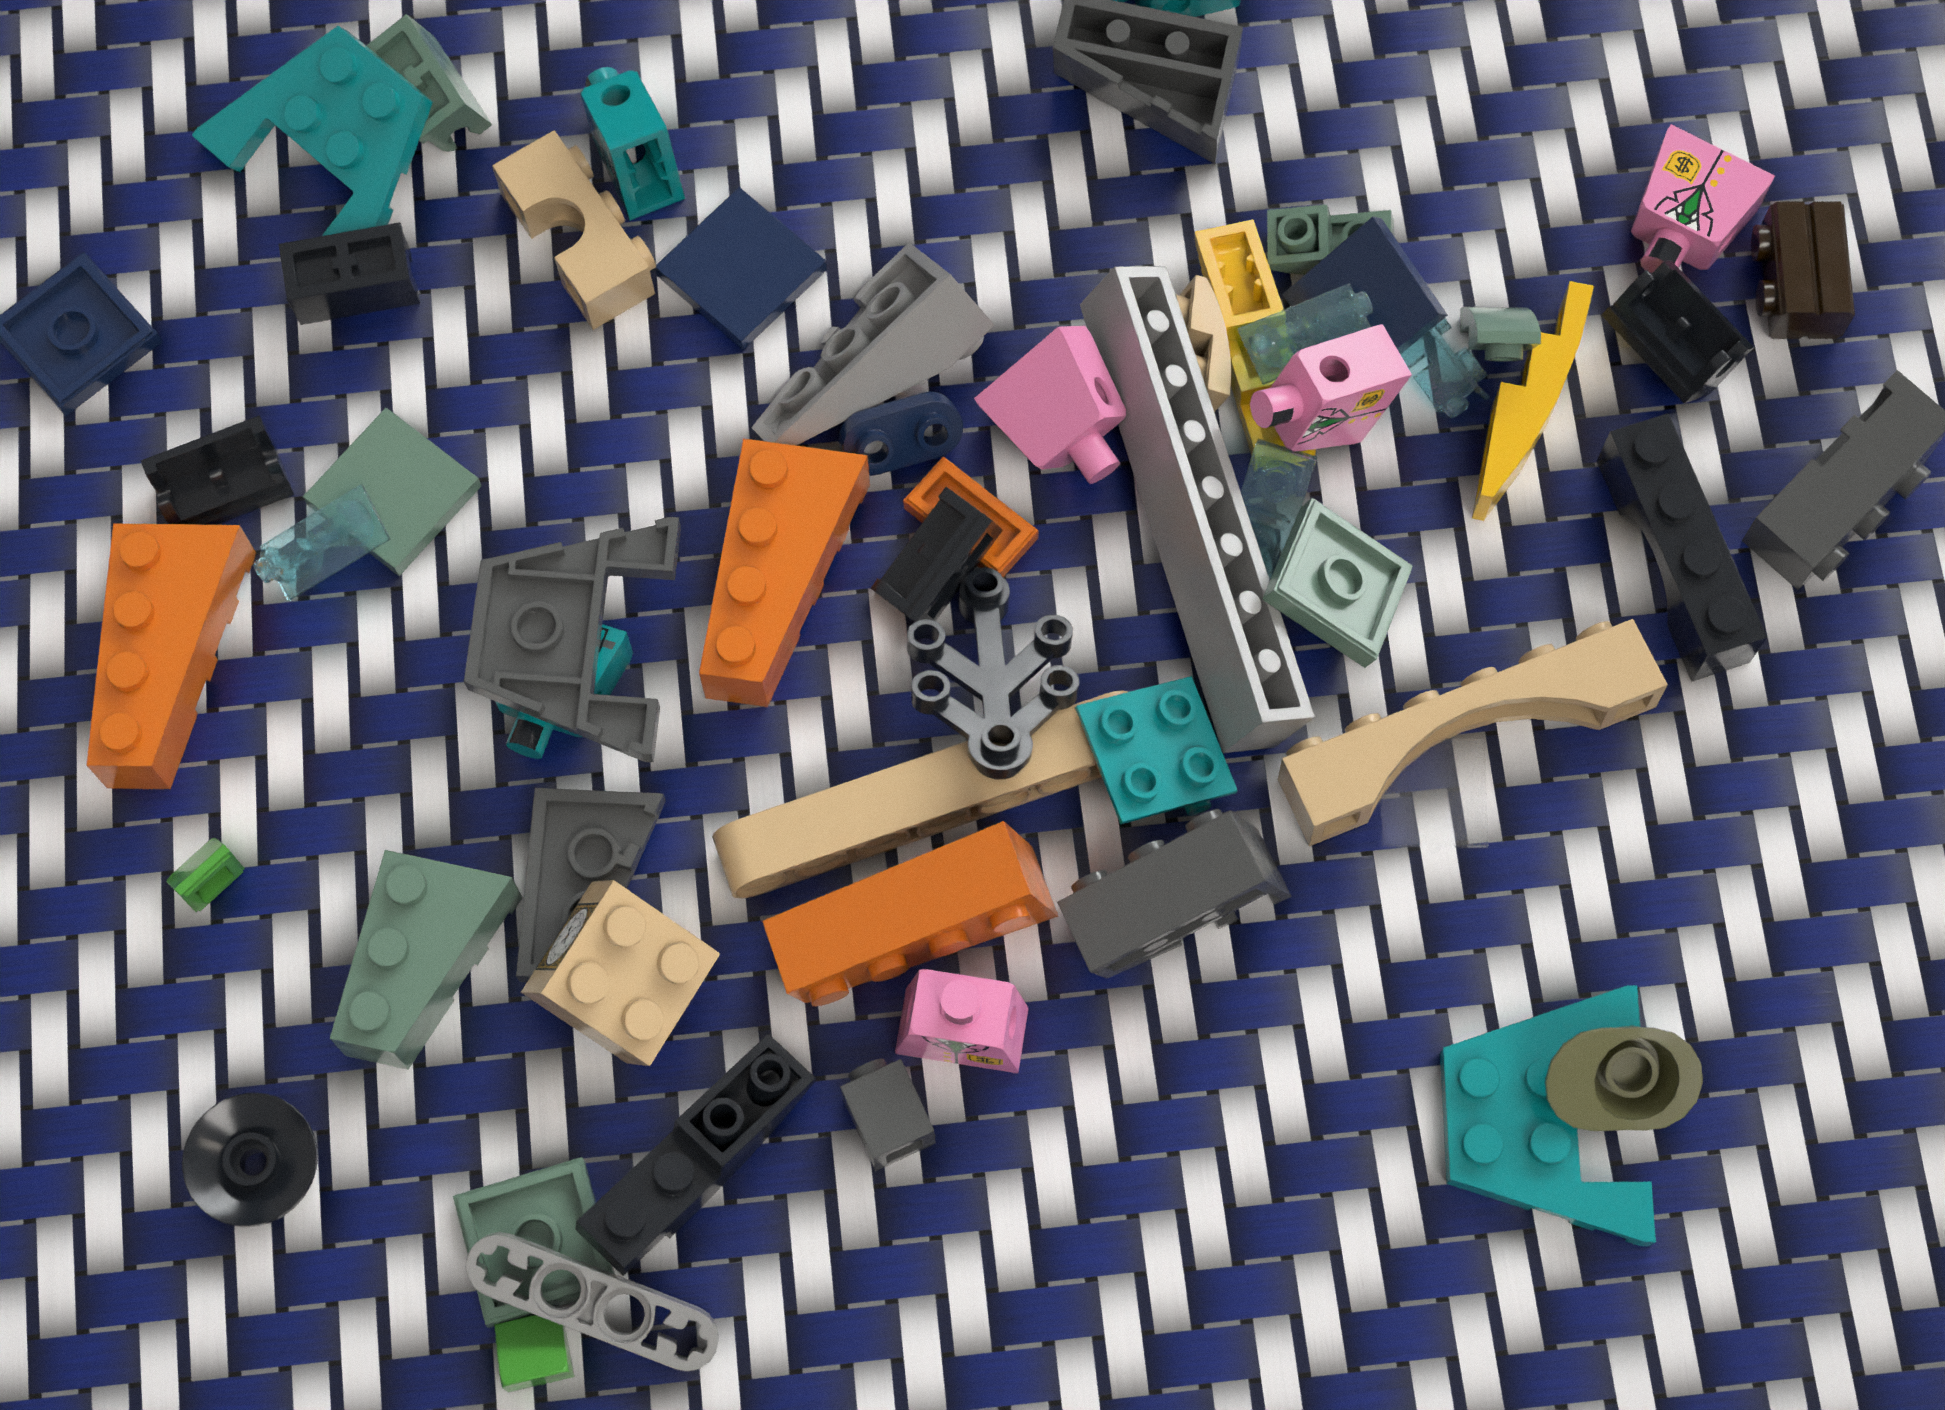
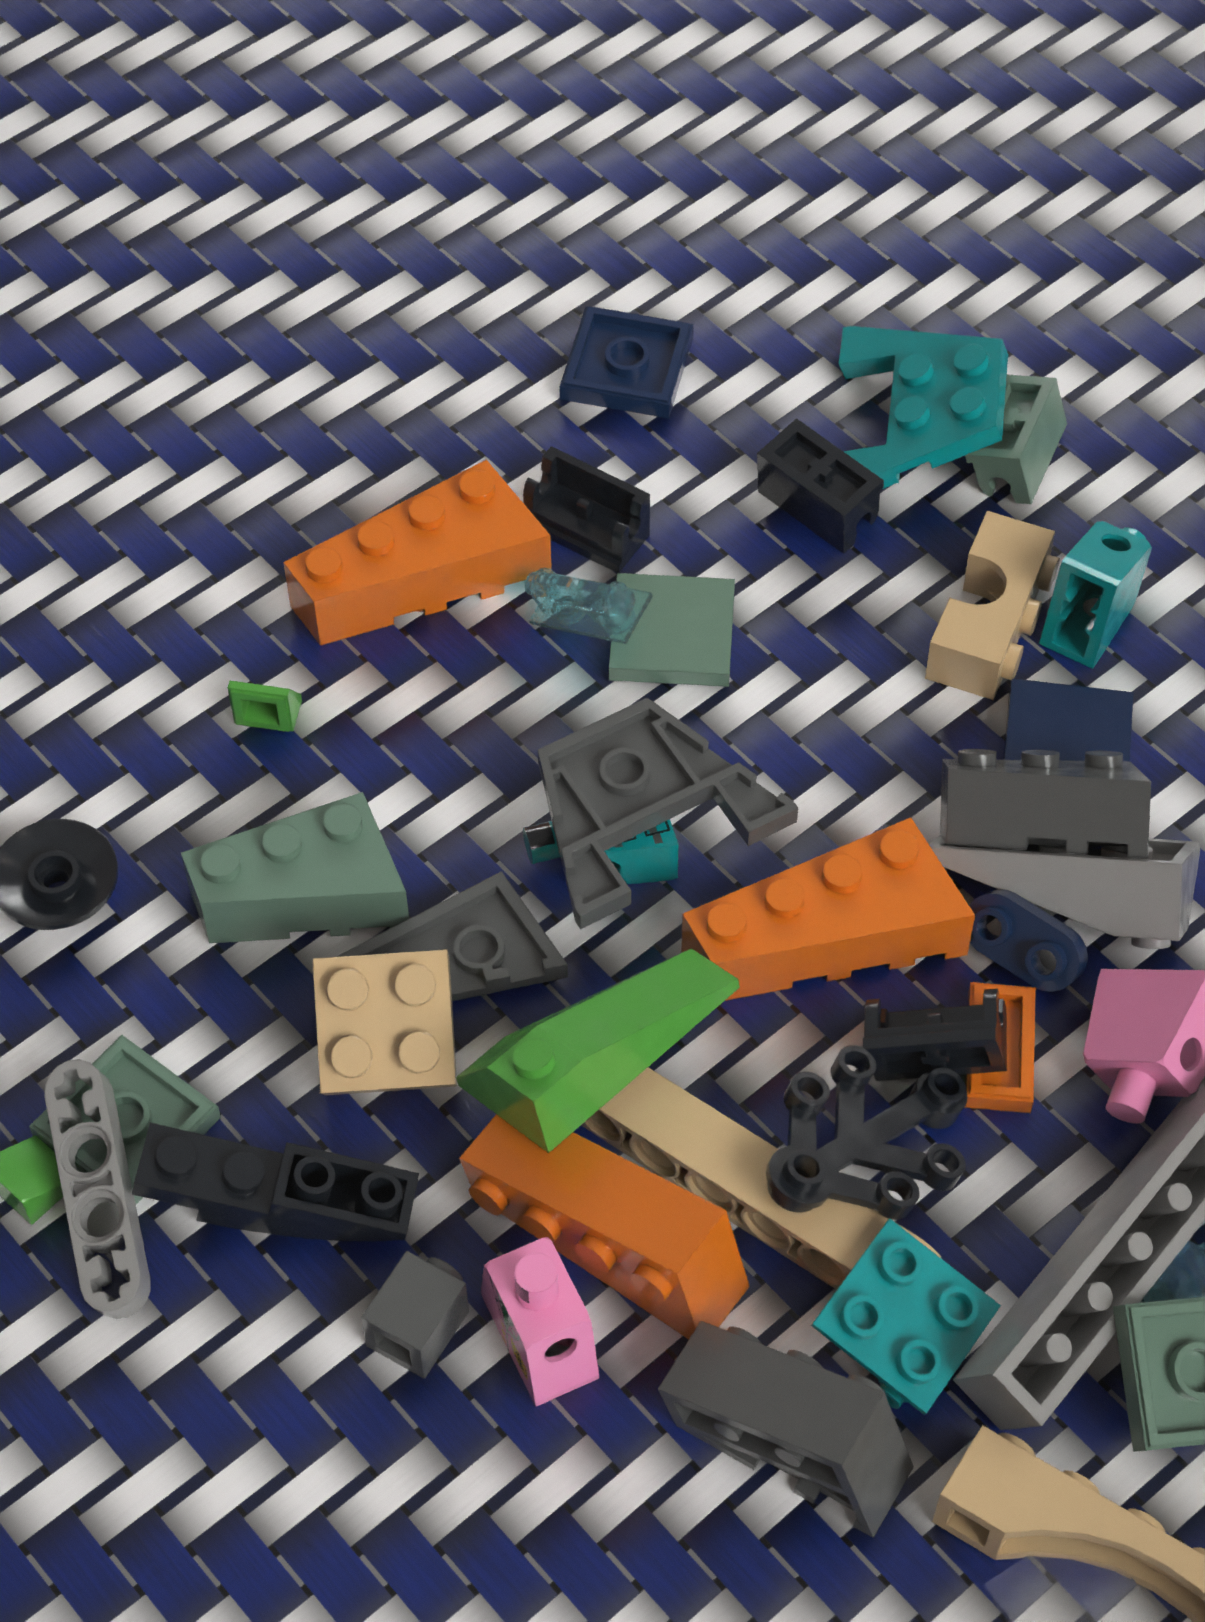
camera: 55 degrees right, 15 degrees down
(768, 834) = (579, 1058): none -> bright green wedge
(801, 326) = (1045, 801): none -> dark grey wedge

